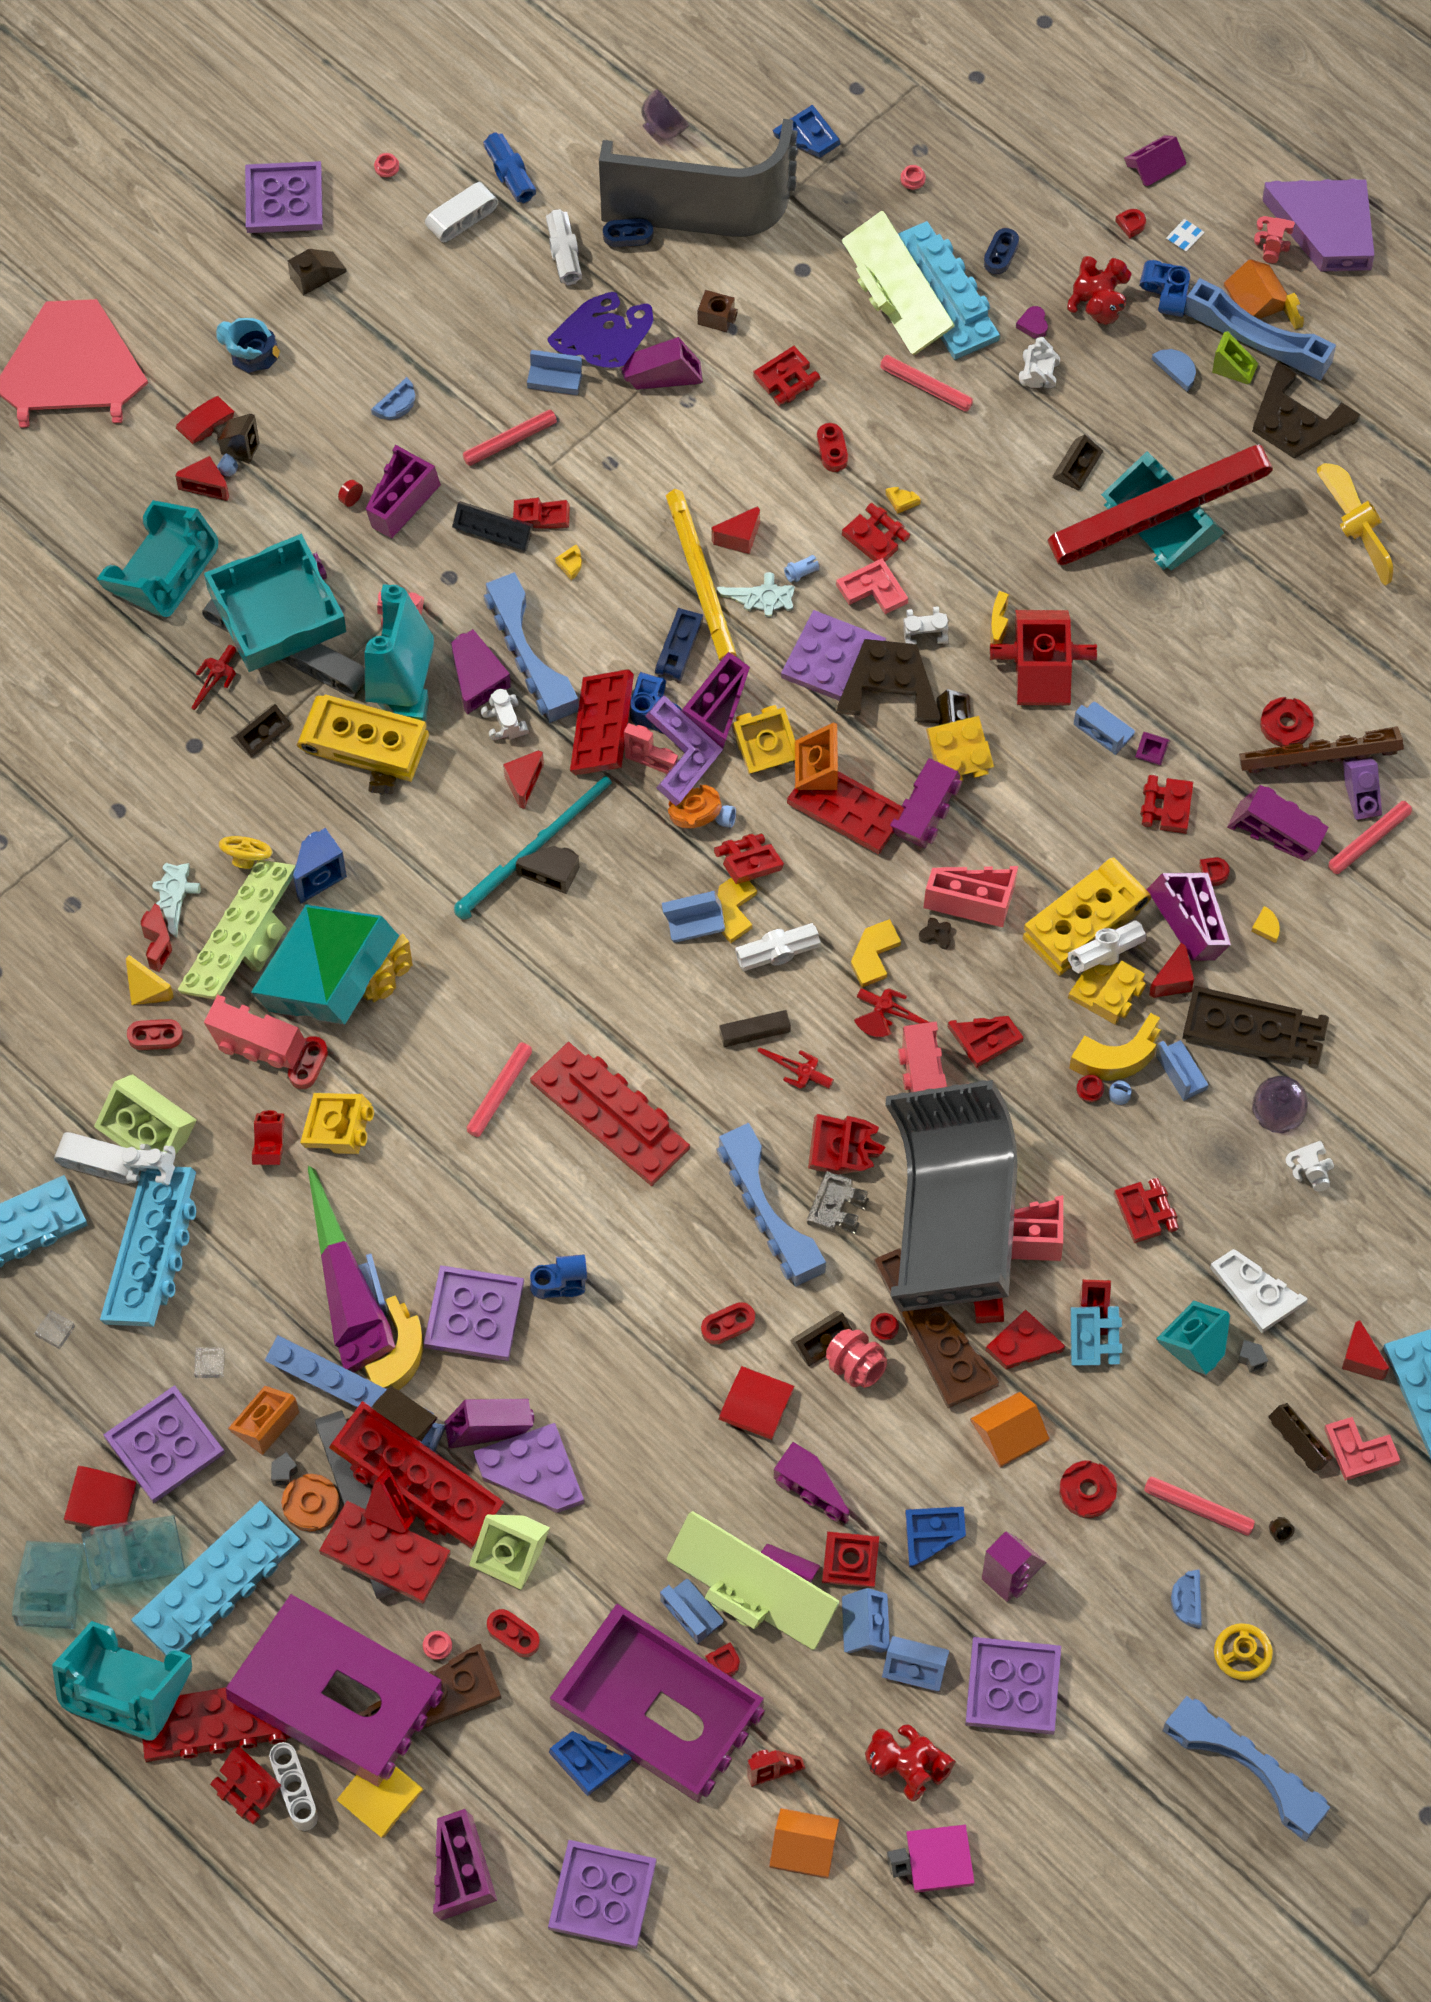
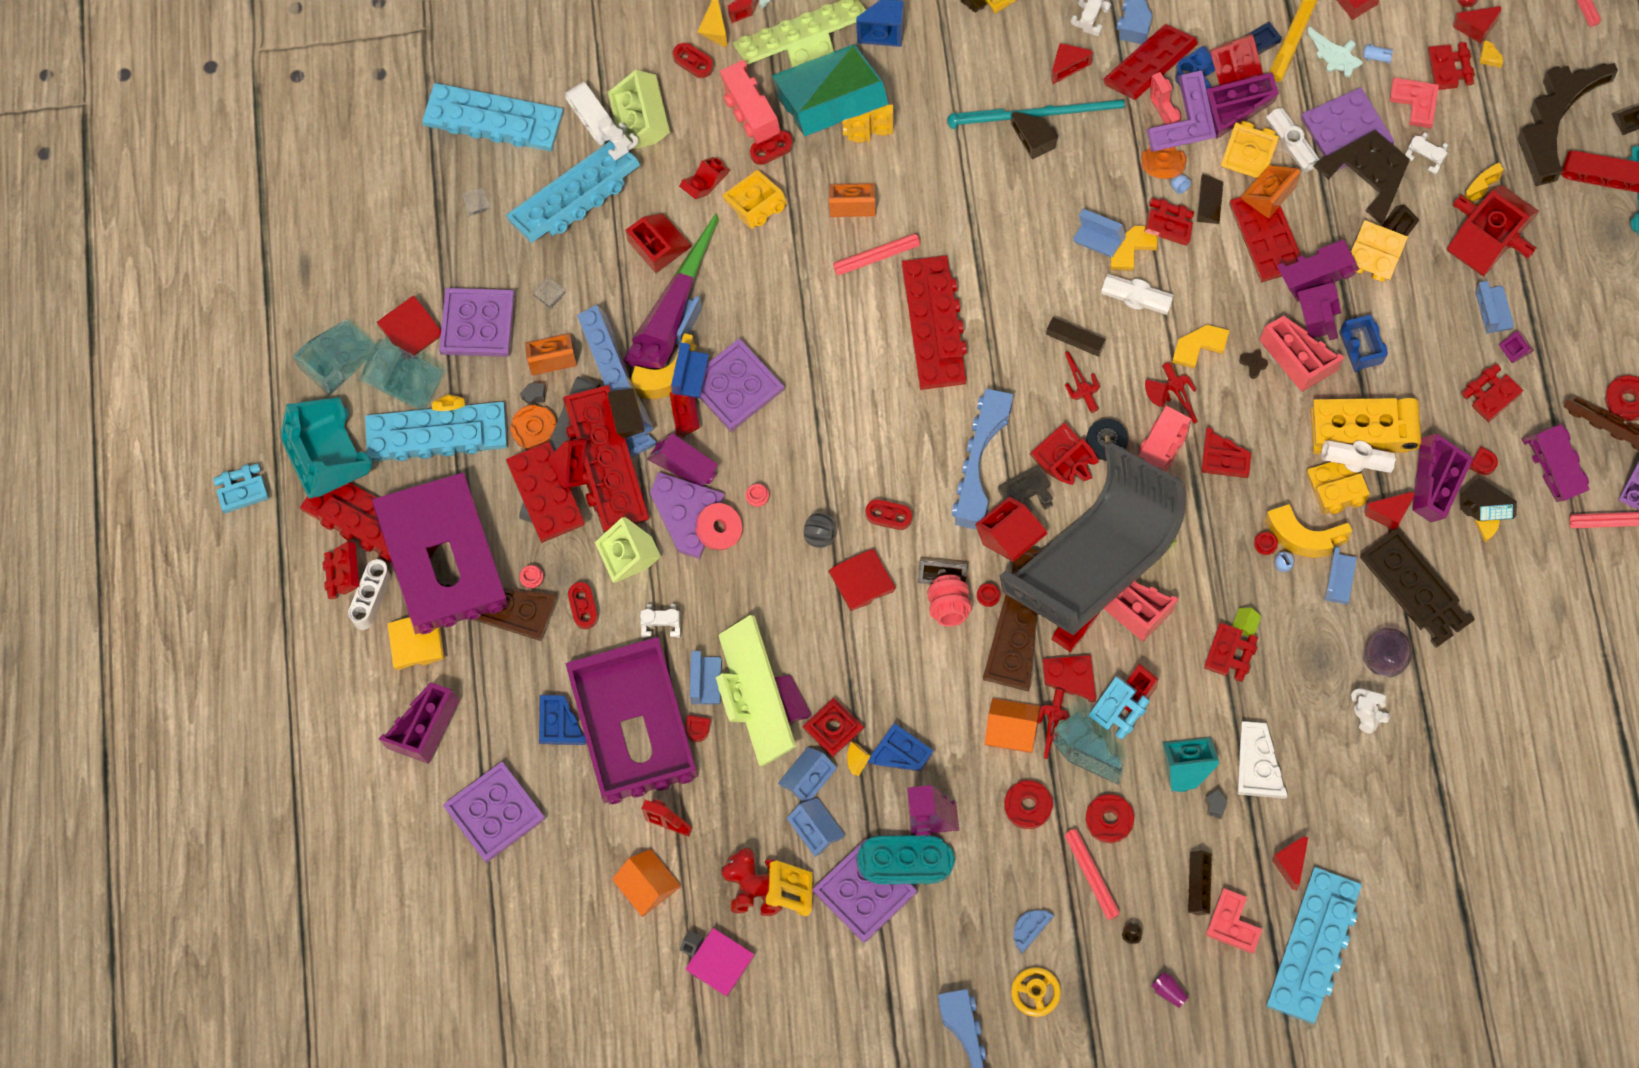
camera: 45 degrees right, 5 degrees up
(72, 1792) = (242, 493): none -> medium azure plate
(207, 1543) = (447, 403): none -> yellow tile
(276, 1233) = (656, 241): none -> red slope
(425, 1331) = (689, 372): none -> blue panel
(431, 1054) = (852, 200): none -> orange slope
(447, 1373) = (684, 414): none -> red plate
(565, 1278) = (810, 405): blue piece -> none
(587, 1400) = (757, 495): none -> coral plate
(589, 1447) = (731, 523): none -> coral tile
(593, 1591) = (660, 618): none -> white piece
(678, 1386) = (820, 530): none -> dark grey piece
(684, 665) = (1236, 60): none -> red slope
(766, 812) = (1209, 200): none -> dark brown slope
(806, 1476) = (851, 651): magenta slope -> none
(810, 706) = (1286, 129): none -> white piece
(857, 1249) = (1010, 529): none -> red slope
(866, 478) = (1477, 23): none -> red slope
(869, 1089) = (1100, 430): none -> black bush
(898, 1570) = (856, 758): none -> yellow tile
(943, 1727) = (791, 880): none -> yellow plate
(958, 840) = (1318, 310): none -> magenta plate
(1013, 544) = (1563, 90): none -> dark brown arch
(1019, 842) = (1363, 342): none -> blue window
(1025, 1626) = (905, 859): none -> teal tile
(1040, 1388) = (1054, 715): none -> red piece
(1101, 1395) = (1086, 749): none -> clear light blue slope
(1134, 1170) = (1247, 620): none -> lime slope
(1166, 1459) = (1109, 832): none -> red tile
(1252, 904) = (1487, 502): none -> dark brown slope
(1356, 1553) = (1169, 989): none -> magenta cone

